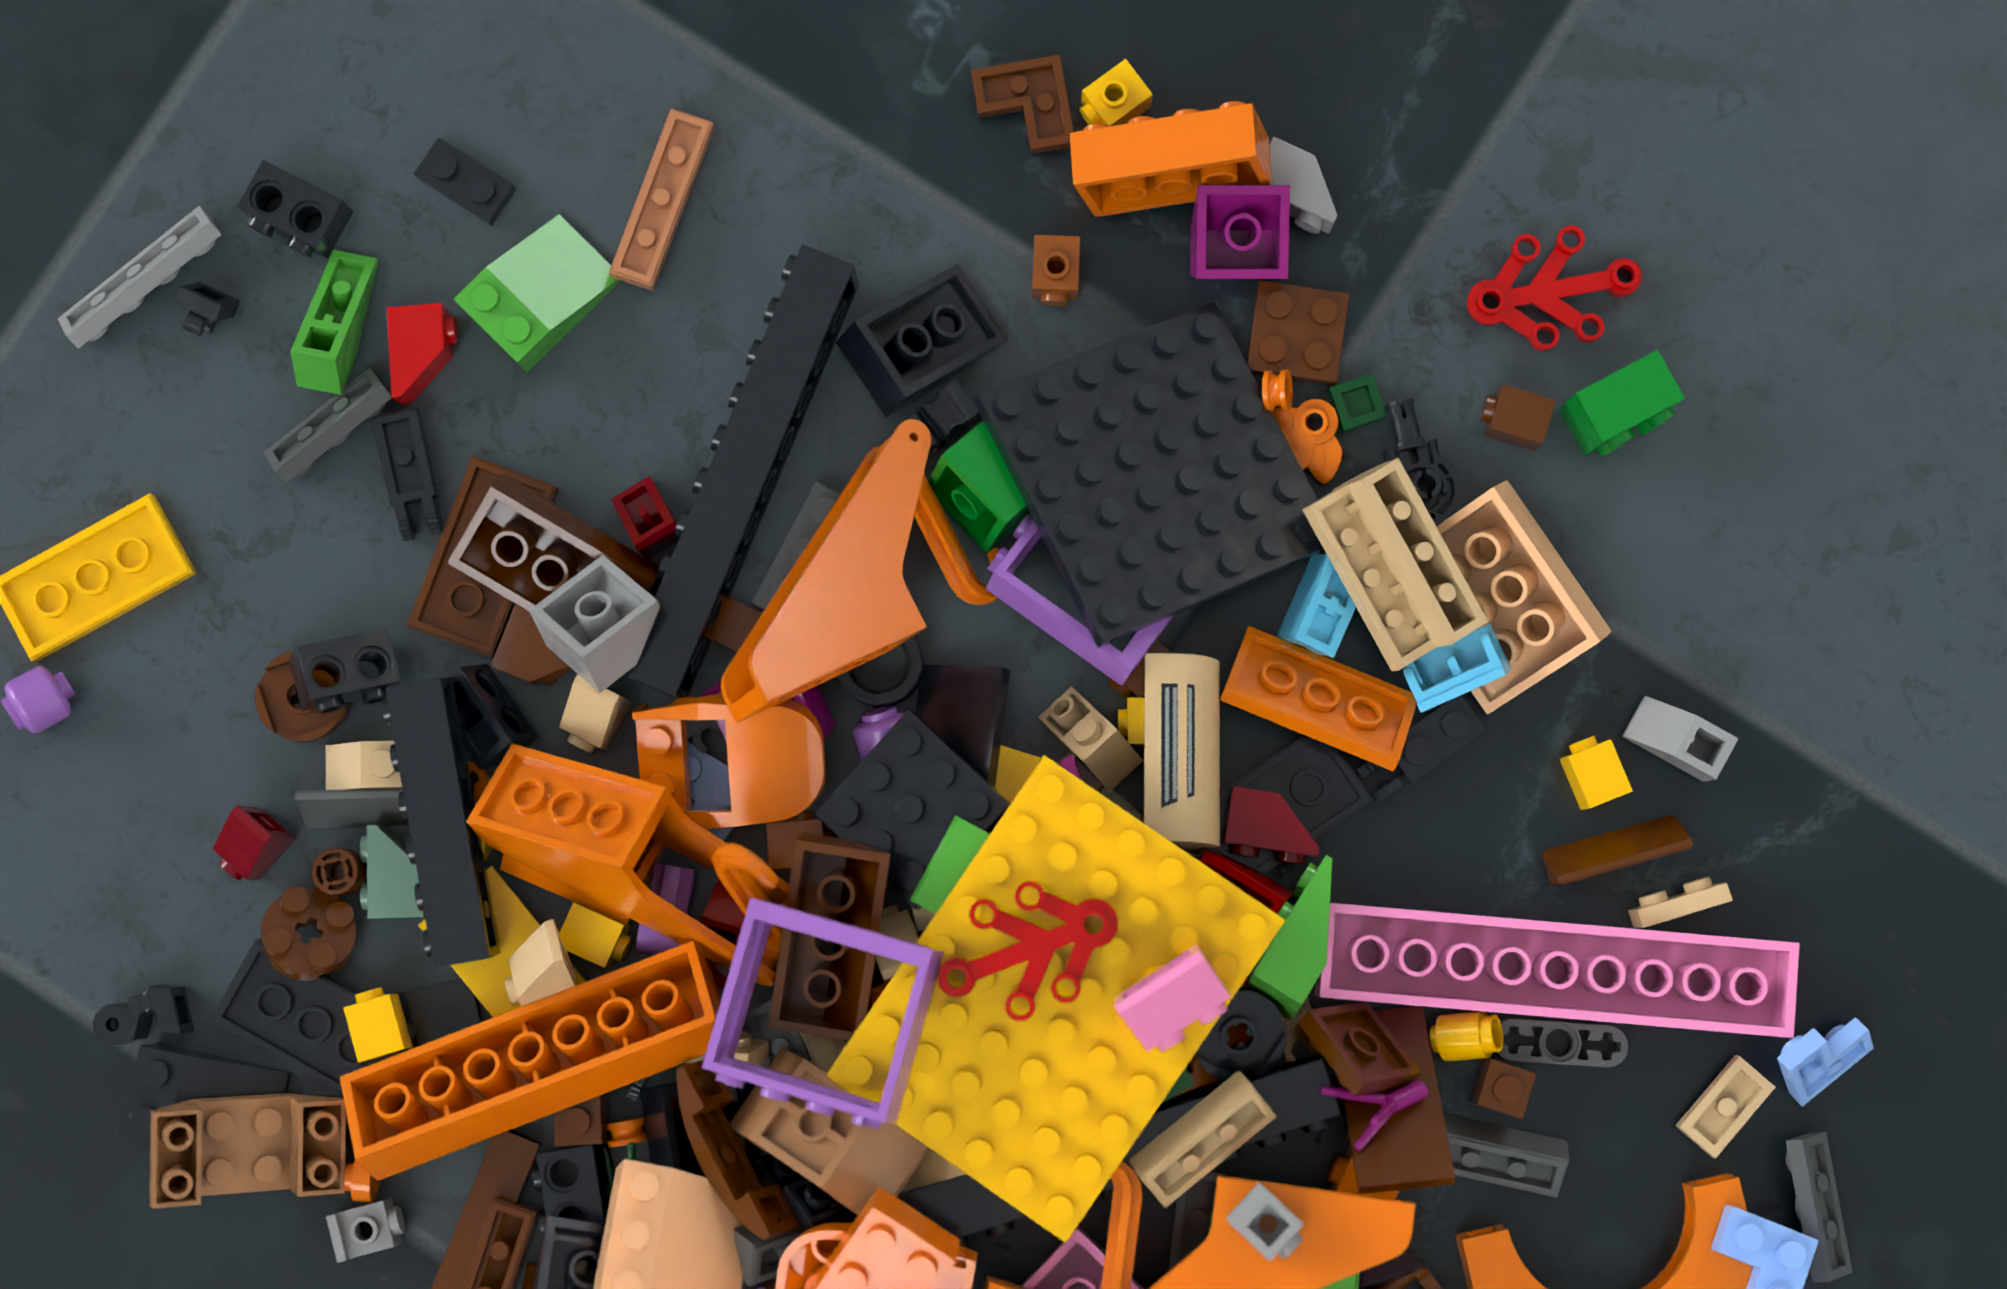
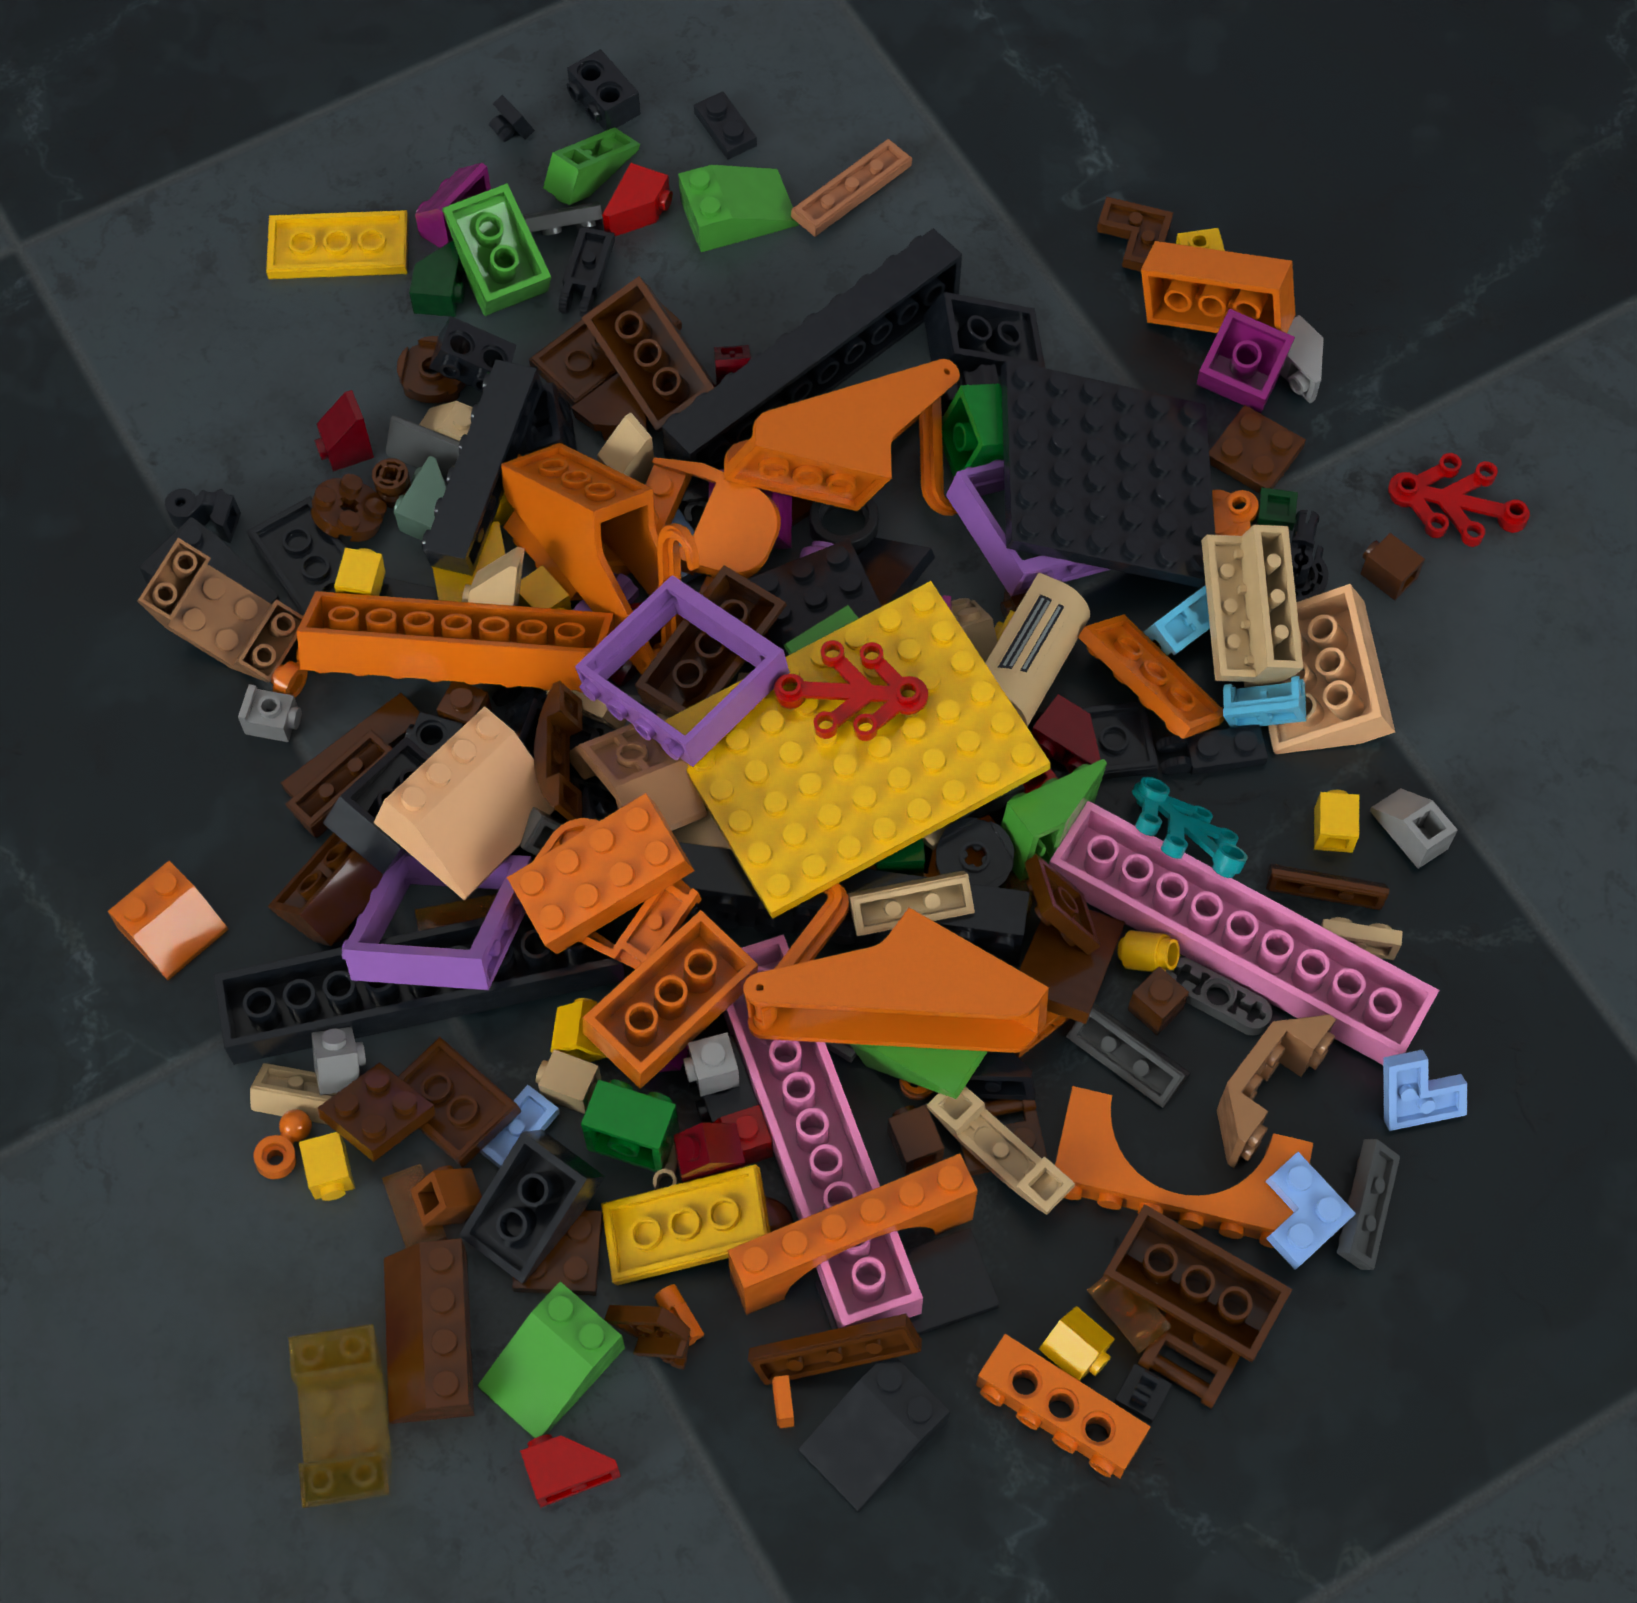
camera: 20 degrees right, 20 degrees down
(37, 699) = (256, 293): medium lavender head -> none
(128, 286) = (493, 85): light grey plate -> none
(208, 468) = (460, 186): none -> magenta slope
(243, 574) = (438, 283): none -> dark green slope
(293, 513) = (497, 249): none -> bright green slope
(597, 622) = (661, 385): light grey slope -> none
(1055, 269) = (1102, 335): dark orange brick -> none
(1173, 999) = (939, 757): bright pink slope -> none
(1252, 1208) = (929, 929): light grey brick -> none
(1277, 390) = (1222, 473): orange bush -> none
(1389, 1105) = (1065, 947): magenta plant -> none
(1392, 849) = (1153, 797): none -> teal plant
(1615, 406) = (1472, 581): green brick -> none
(1644, 1108) = (1289, 1042): none -> medium nougat slope
(1725, 1106) = (1327, 1098): tan plate -> none

